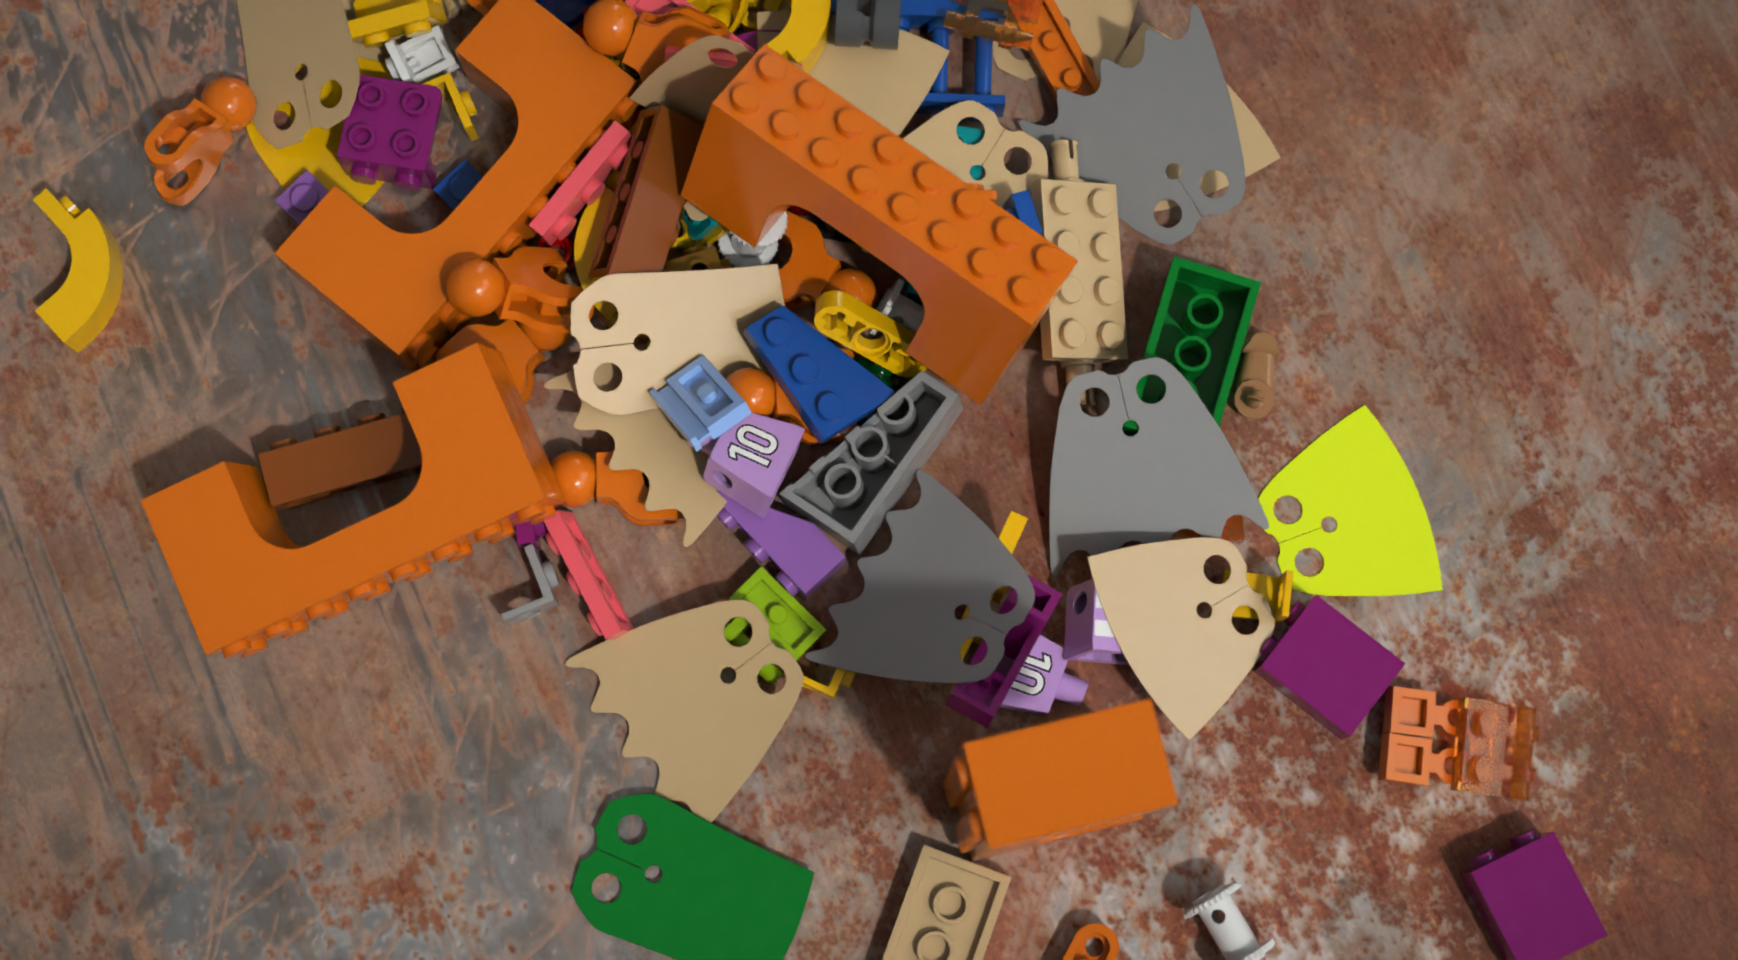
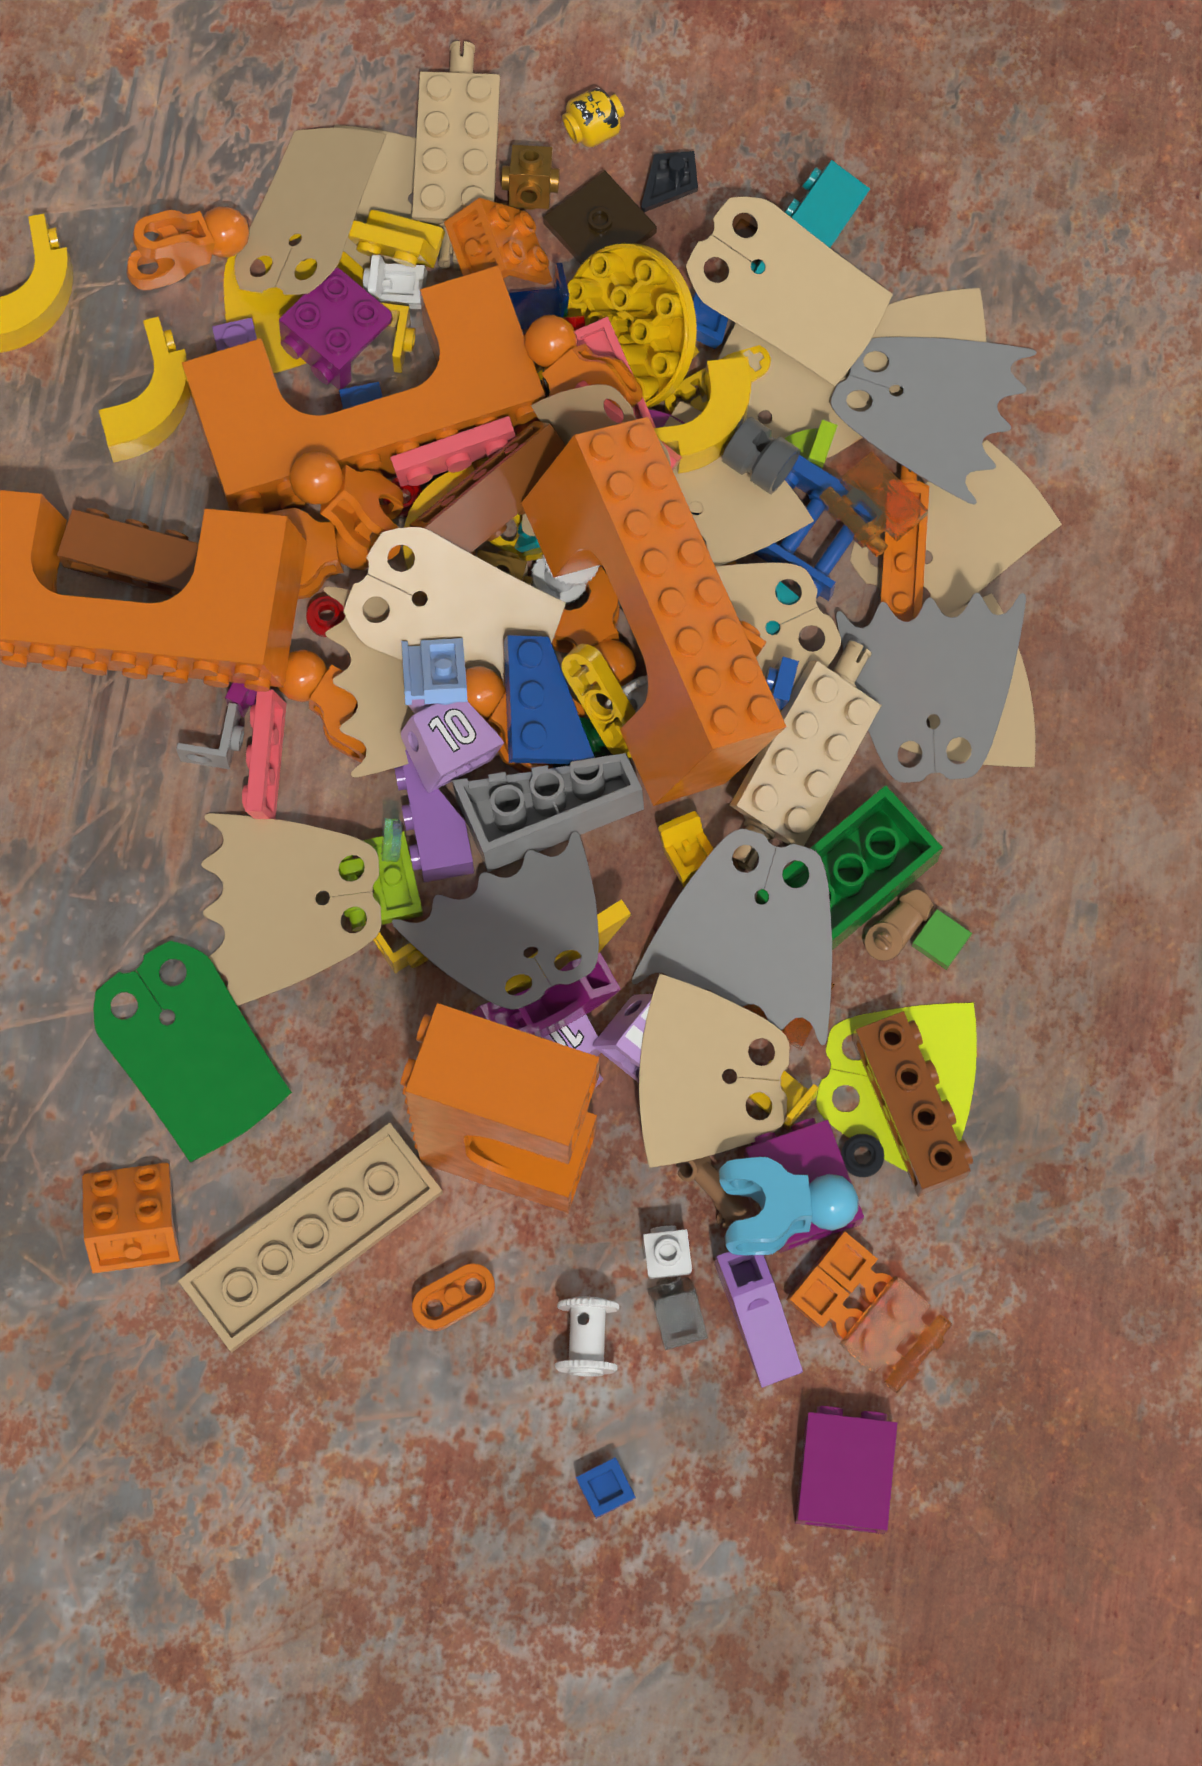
camera: 30 degrees right, 5 degrees down
(276, 307) = (158, 410): none -> yellow arch
(558, 422) = (319, 605): none -> red plate
(758, 583) = (391, 840): none -> clear light blue tile
(1026, 422) = (685, 845): none -> yellow bracket
(1251, 806) = (667, 1252): none -> white bracket
(1269, 720) = (729, 1206): none -> medium nougat piece
(1290, 852) = (677, 1311): none -> clear smoke bracket
(1302, 365) = (941, 939): none -> bright green tile
(1335, 698) = (785, 1202): none -> medium azure piece
(1364, 808) = (759, 1316): none -> medium lavender slope
(1373, 601) = (872, 1145): none -> black plate
(1376, 532) = (912, 1104): none -> dark orange brick

